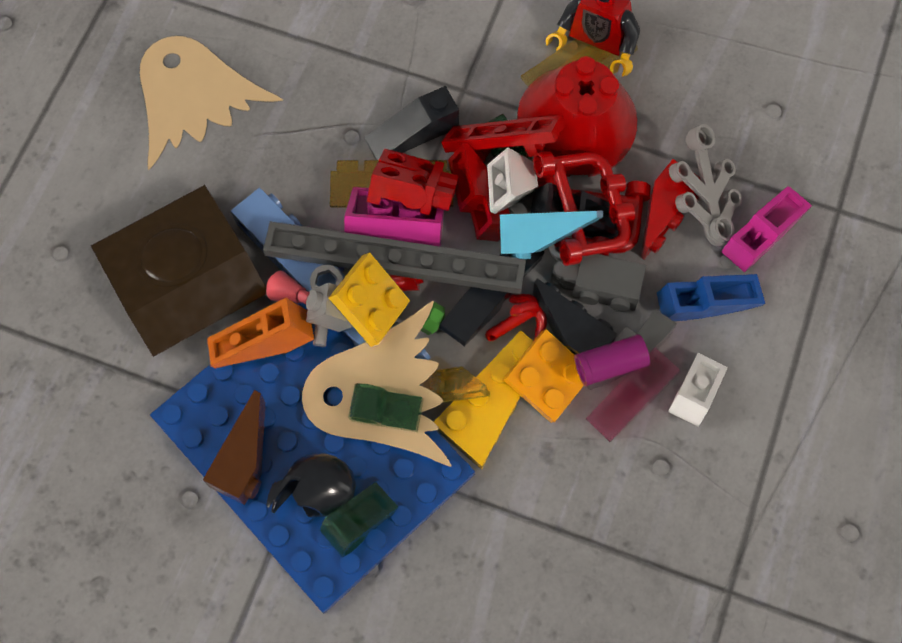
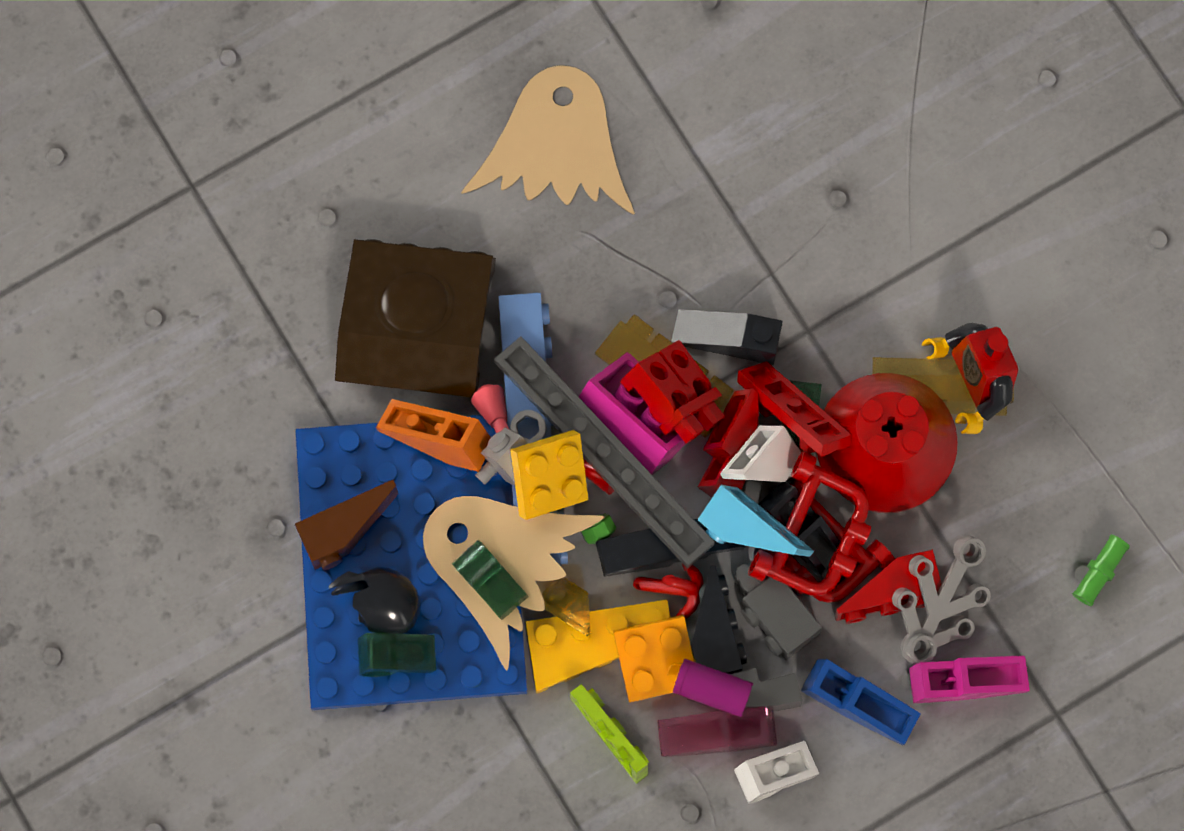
camera: 40 degrees right, 5 degrees up
(567, 454) = (610, 732): none -> lime wing
(785, 97) = (1101, 570): none -> bright green pin

